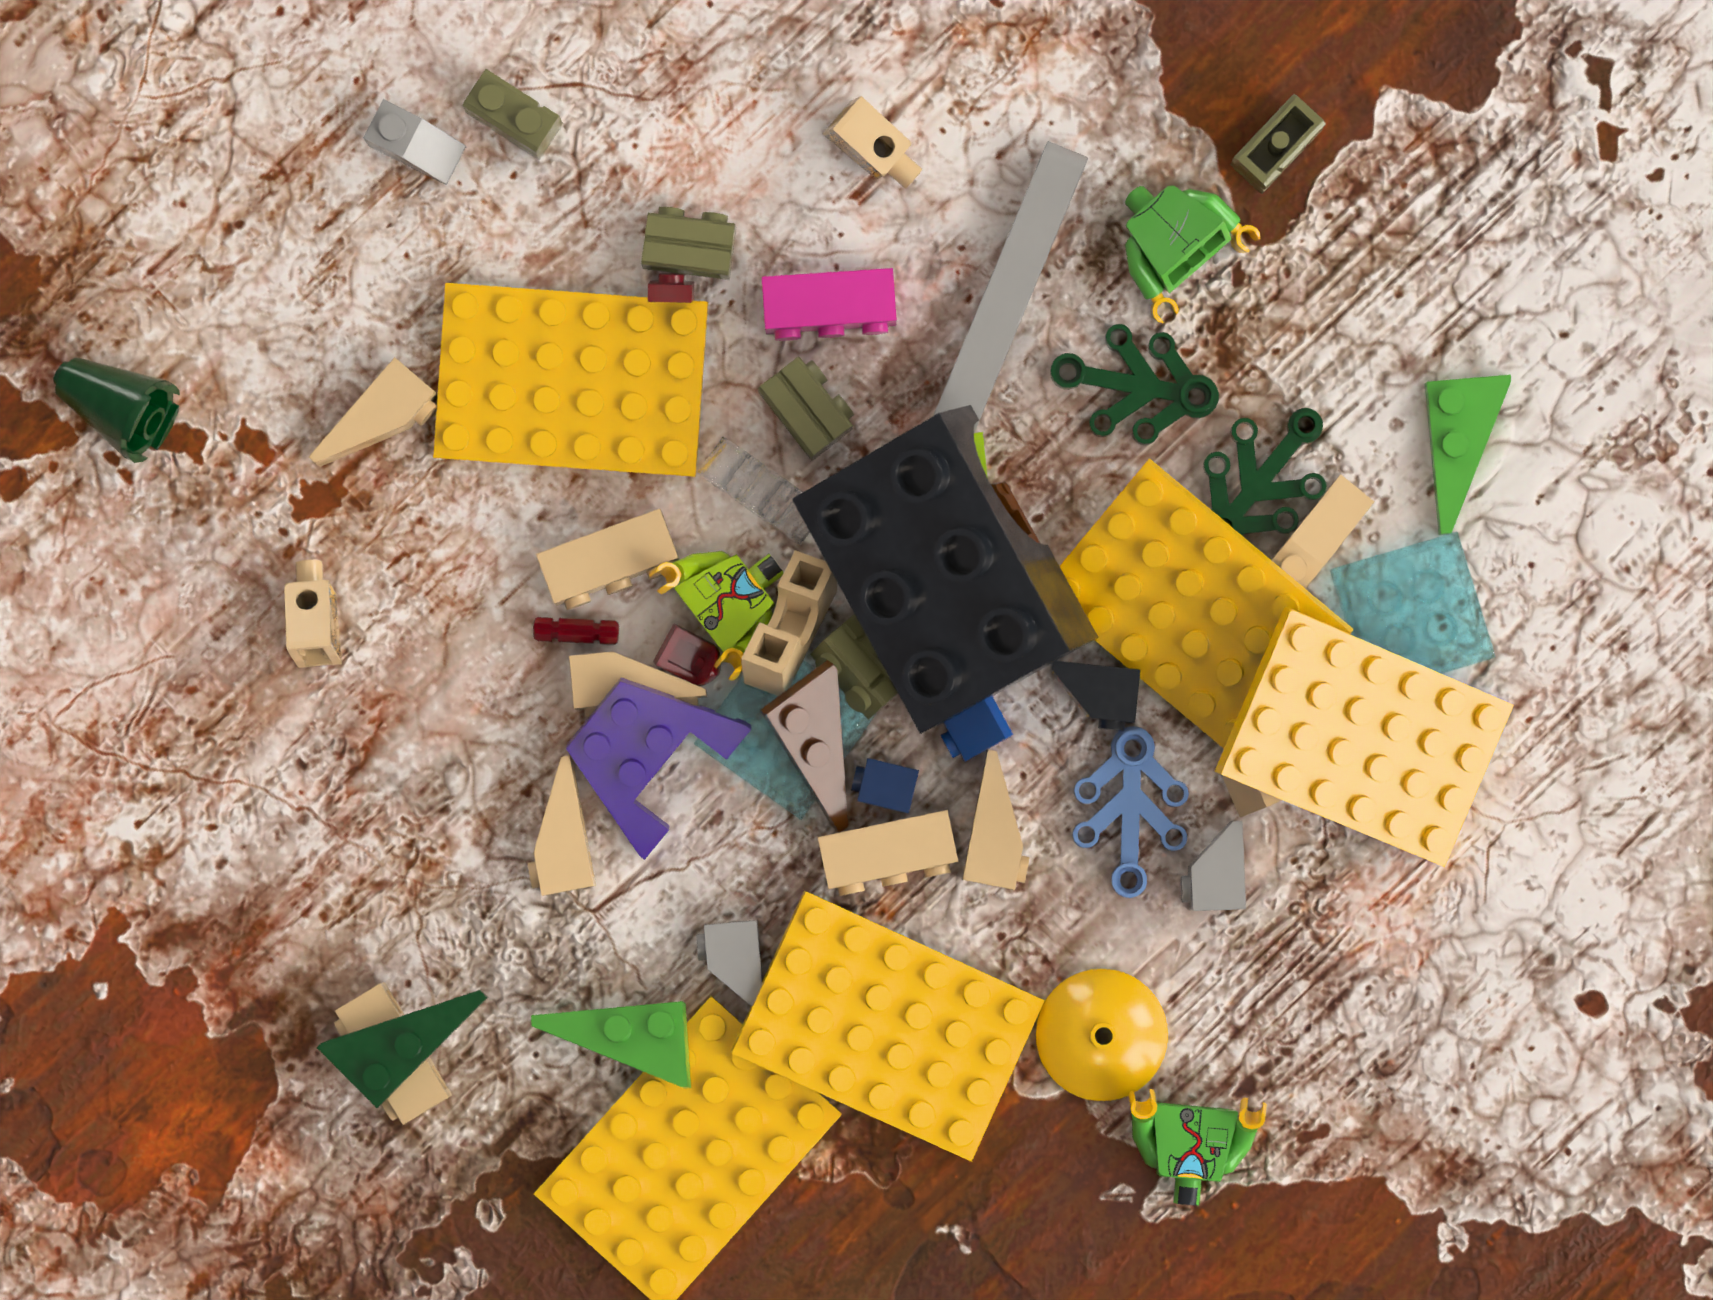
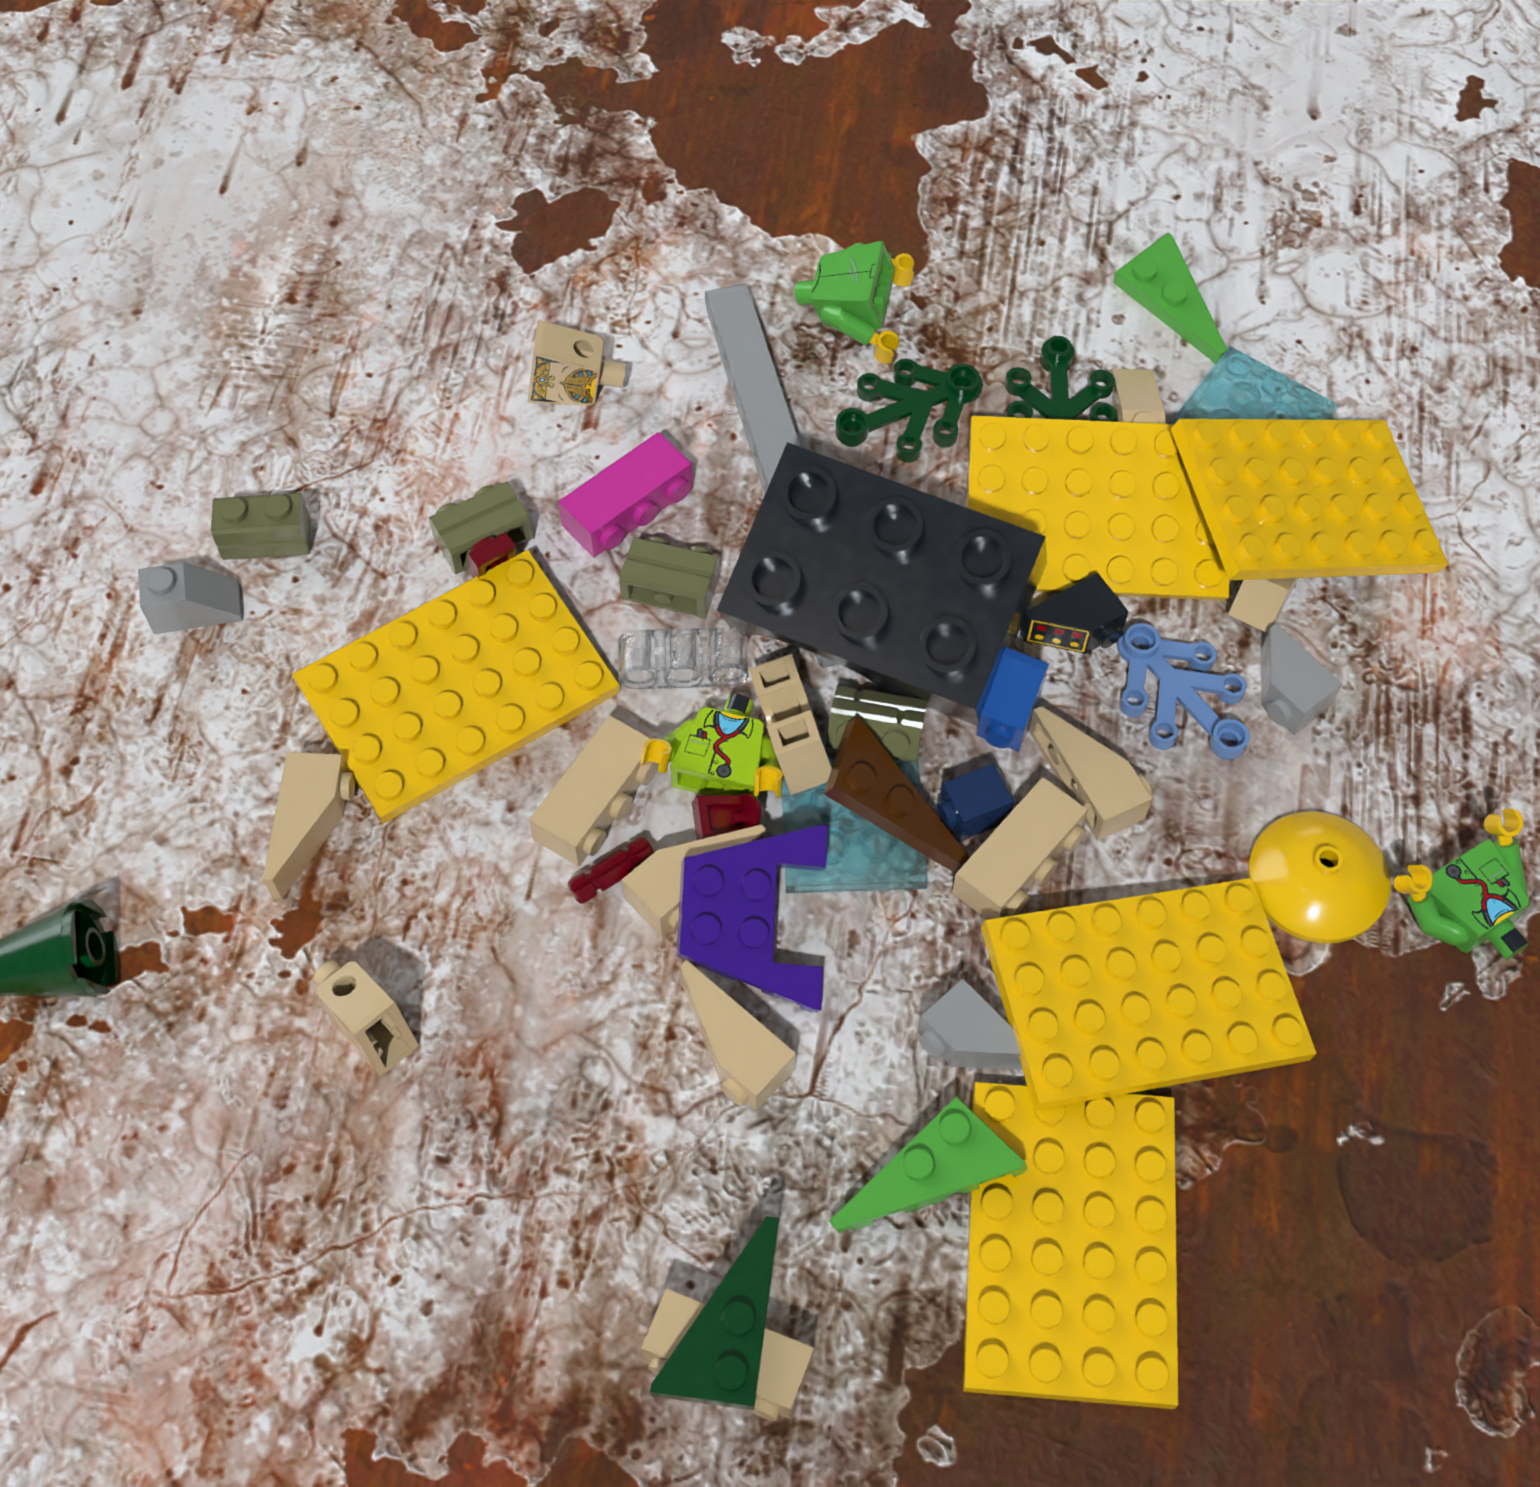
camera: 40 degrees left, 25 degrees down
(1278, 143) = (874, 192): olive brick -> none

